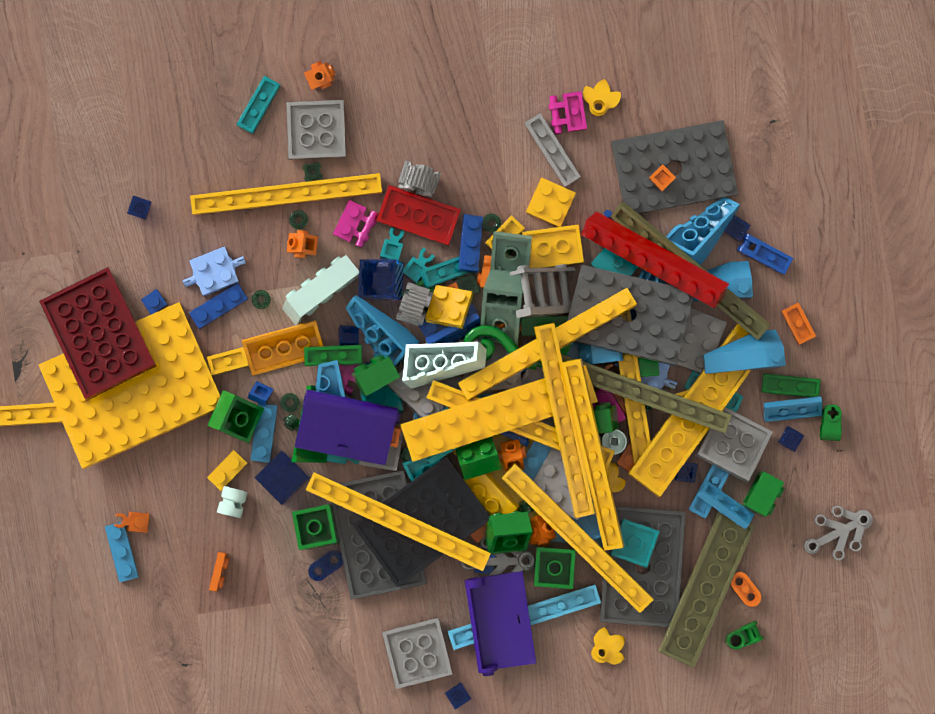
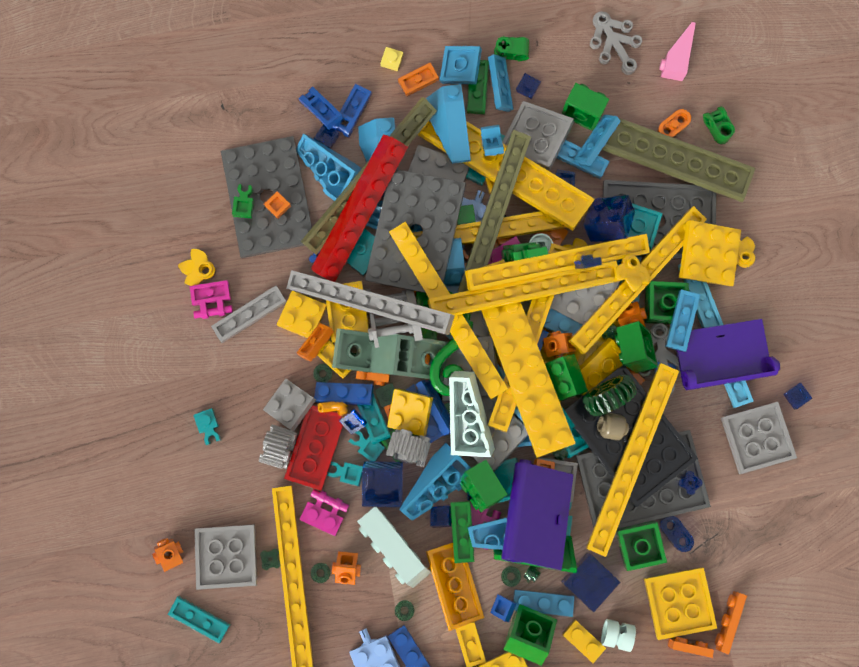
camera: 90 degrees left, 5 degrees down
(241, 611) = (730, 622): none -> orange plate
(260, 564) = (680, 603): none -> yellow plate
(369, 580) = (696, 482): none -> clear blue plate
(429, 502) = (612, 426): none -> dark tan head
(442, 251) = (353, 421): none -> clear blue plate
(444, 110) = (207, 422): none -> teal plate
(457, 233) = (340, 407): none -> light orange arm
(458, 498) = (610, 395): none -> dark green gear
(460, 190) = (289, 404): none -> light grey plate
(521, 215) = (315, 342): none -> orange plate
(533, 578) = (682, 320): none -> dark azure plate
(556, 266) = (371, 302): none -> light grey plate
(579, 529) = (633, 273): none -> yellow plate
(591, 482) = (587, 261): none -> clear blue plate
(601, 428) = (533, 251): none -> green plate
(603, 614) = (710, 253): none -> yellow plate
(639, 510) = (609, 218): none -> clear blue brick
(662, 144) = (243, 205): none -> green plate
(724, 395) = (492, 140): none -> dark azure bracket
(766, 222) = (321, 108): none -> blue plate
(812, 367) = (460, 65): none -> dark azure plate
(819, 596) = (677, 59): none -> bright pink slope
(822, 297) = (391, 59): none -> light yellow plate

